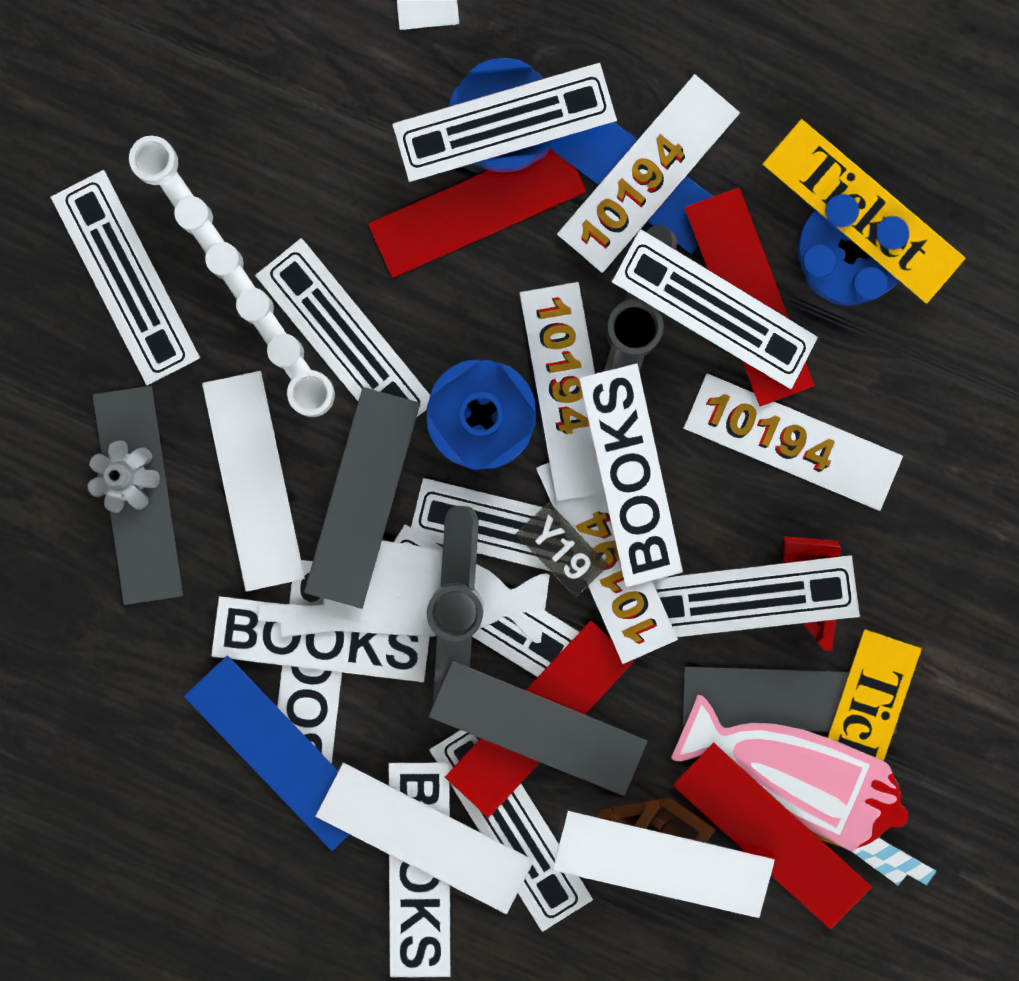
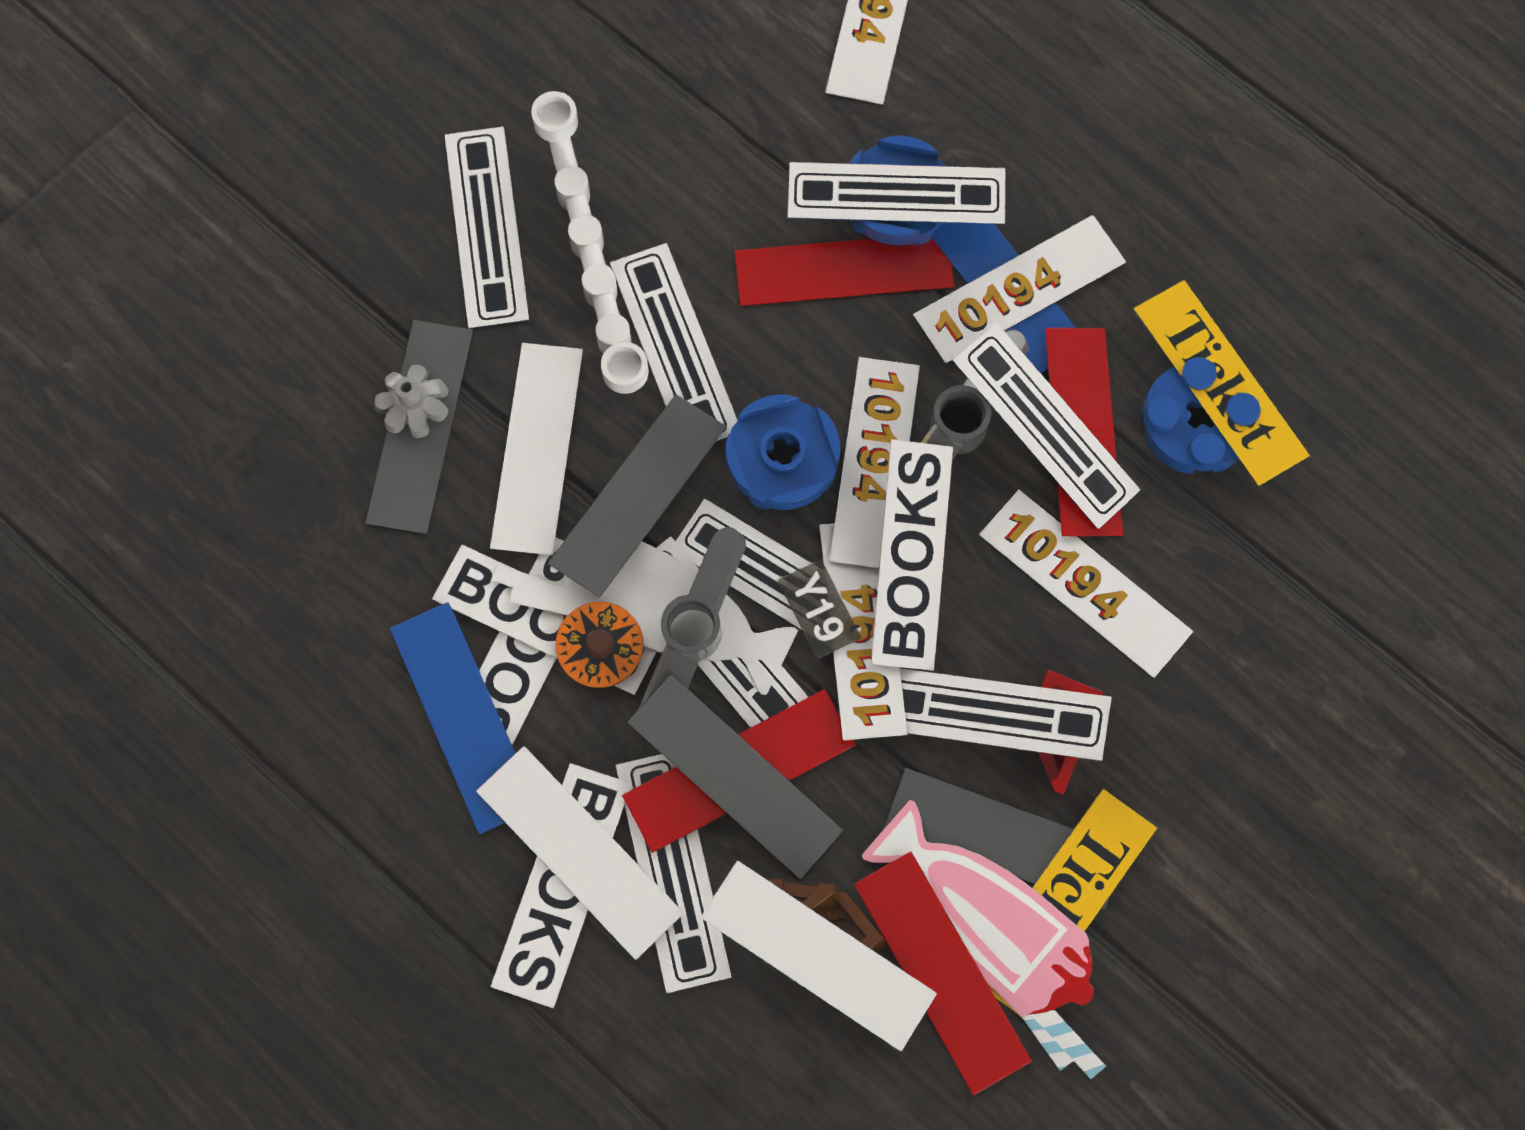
camera: 15 degrees right, 15 degrees down
(376, 648) = (599, 644): none -> piece

